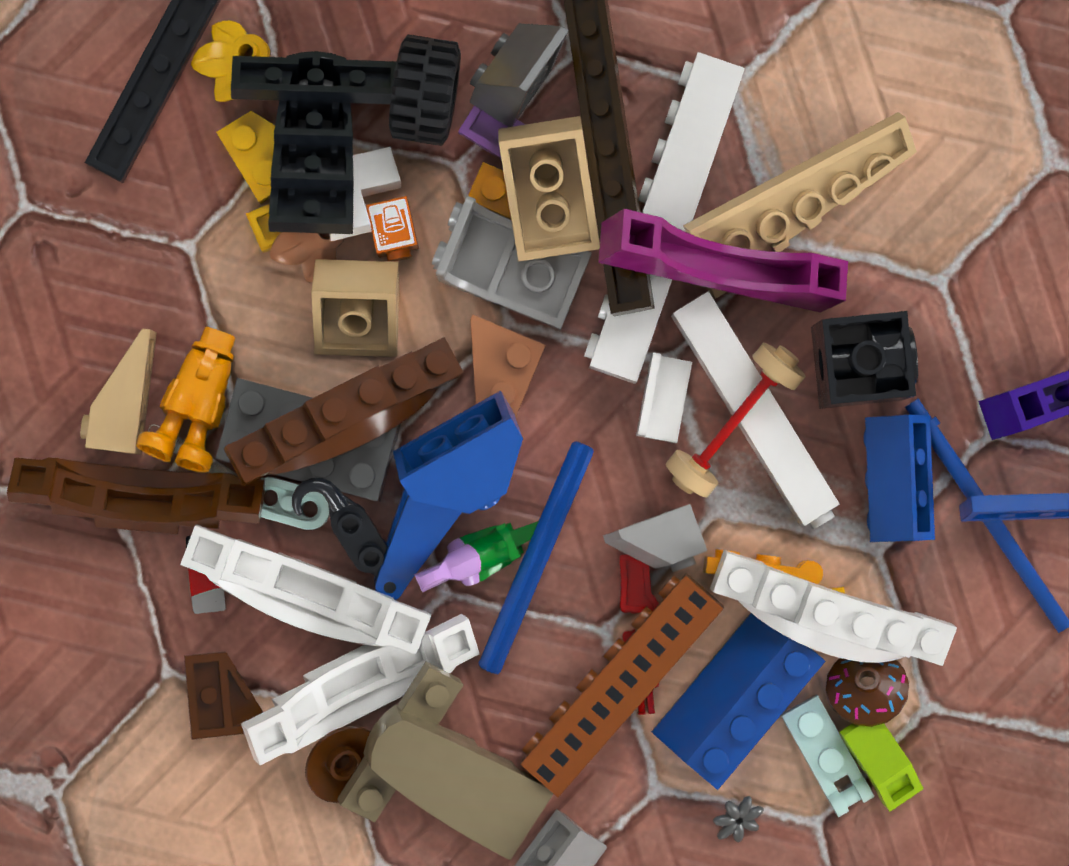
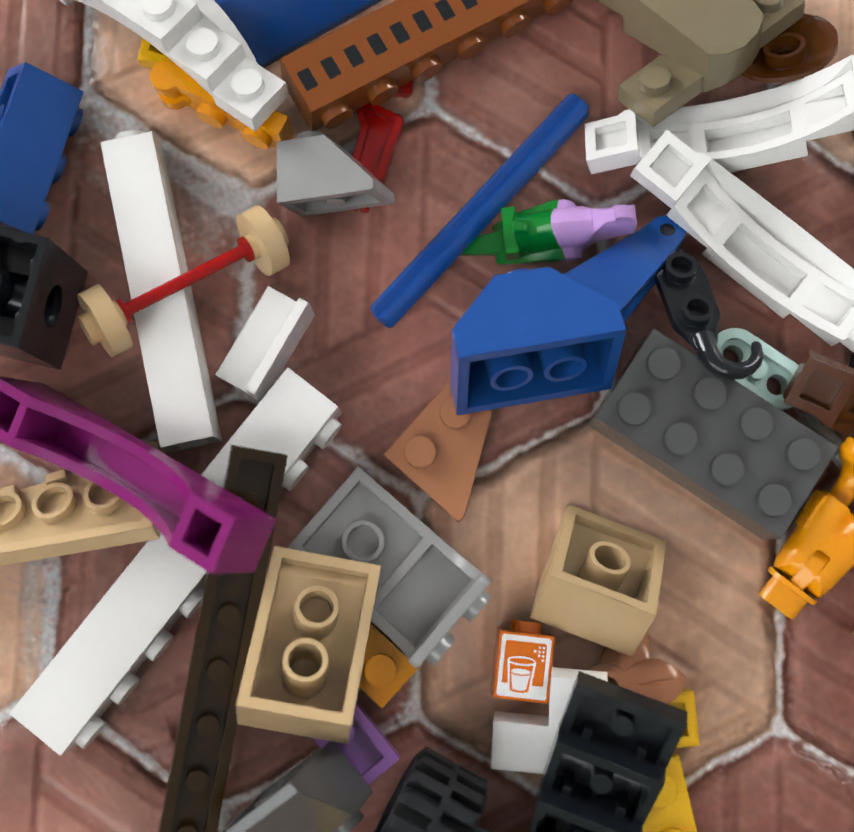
camera: 160 degrees left, 5 degrees down
(345, 414) = (662, 441): reddish brown piece -> none

